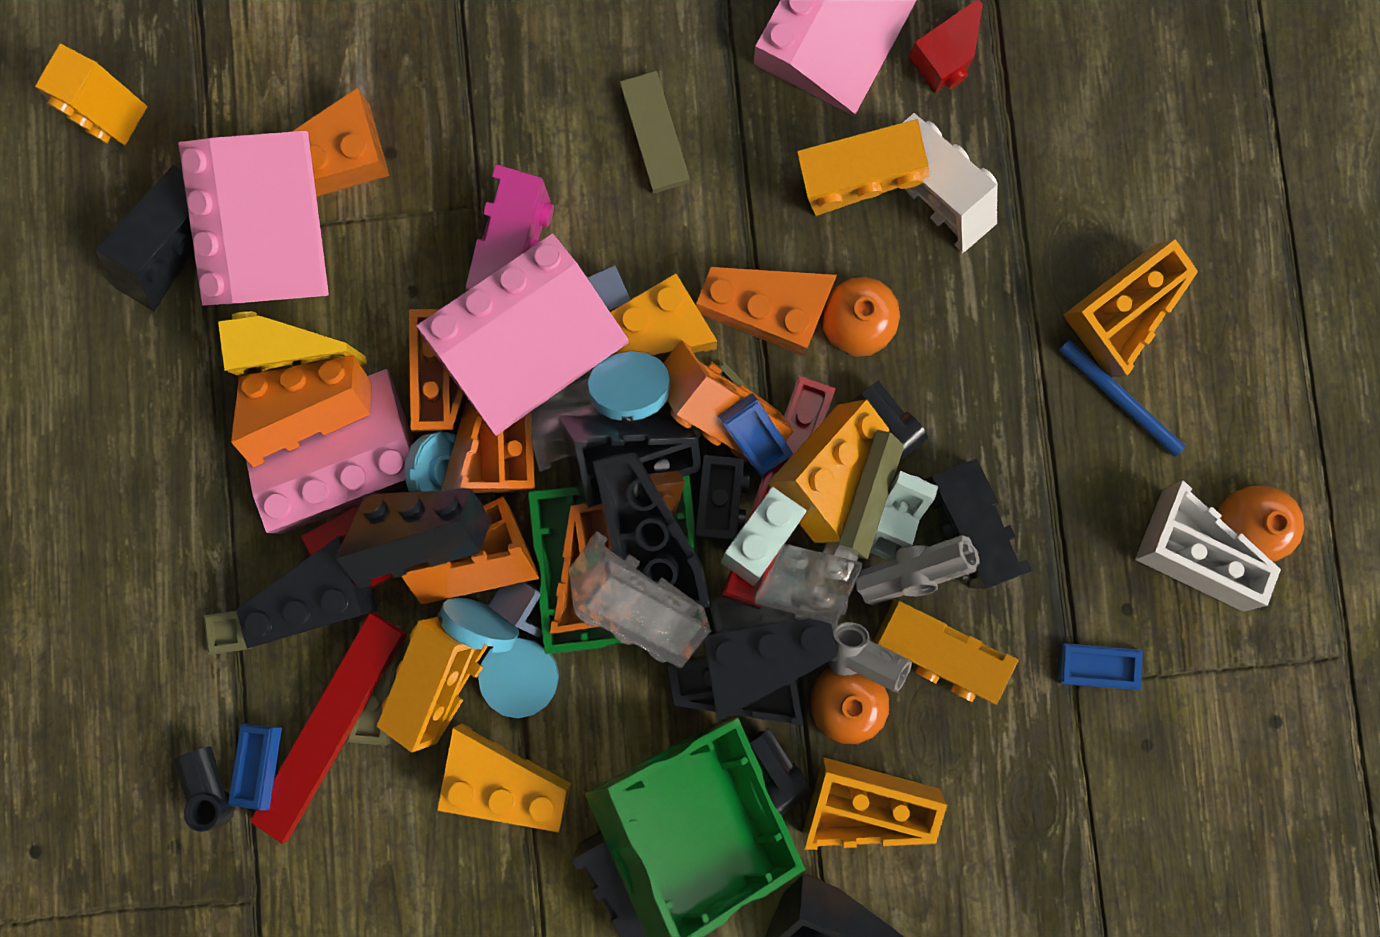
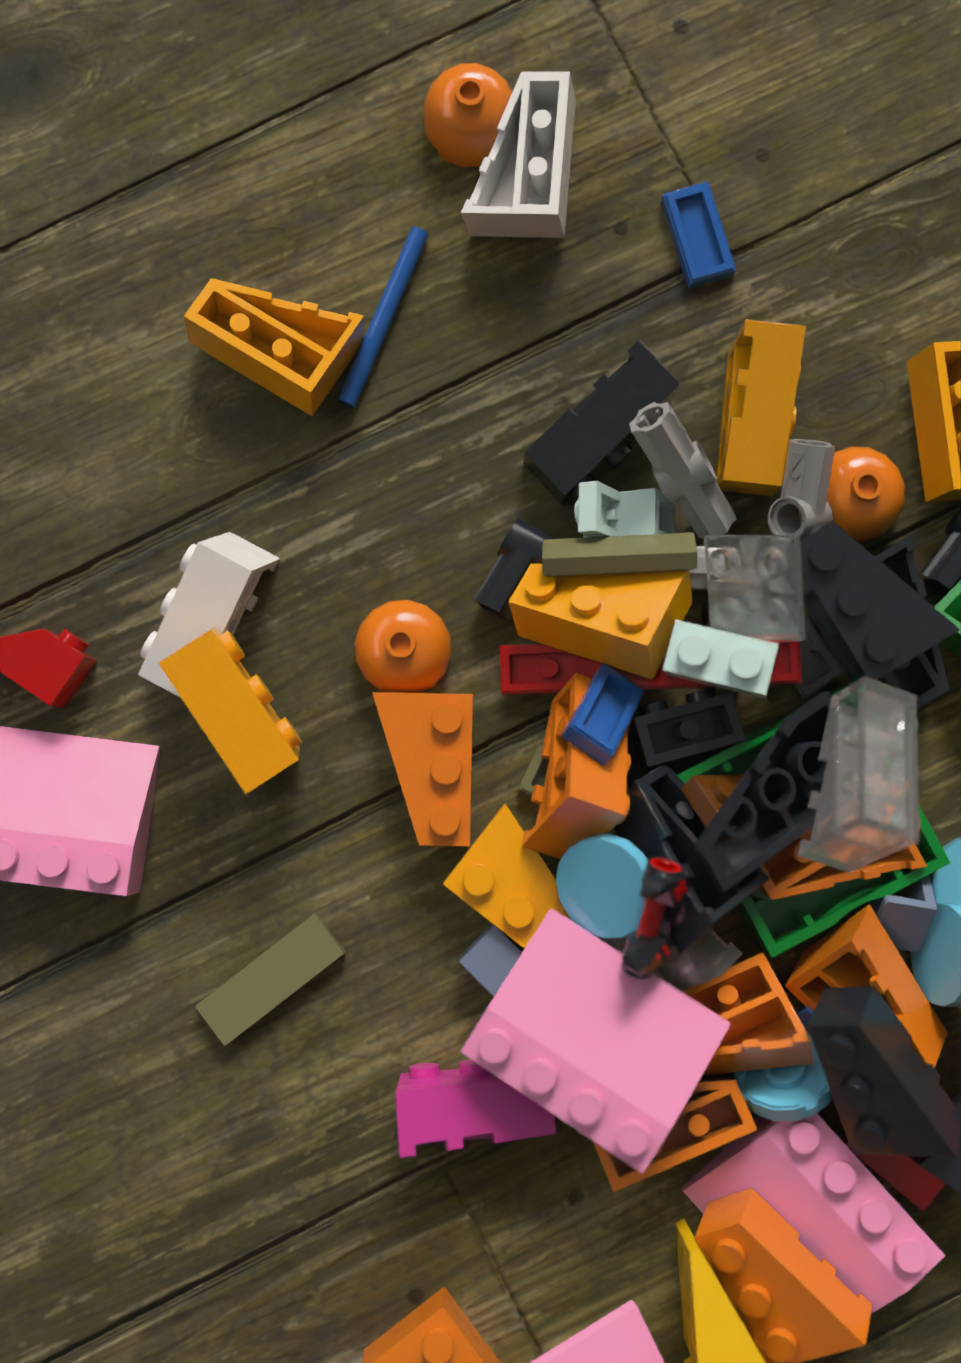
camera: 115 degrees left, 0 degrees up
(614, 417) = (647, 949): none -> black piece

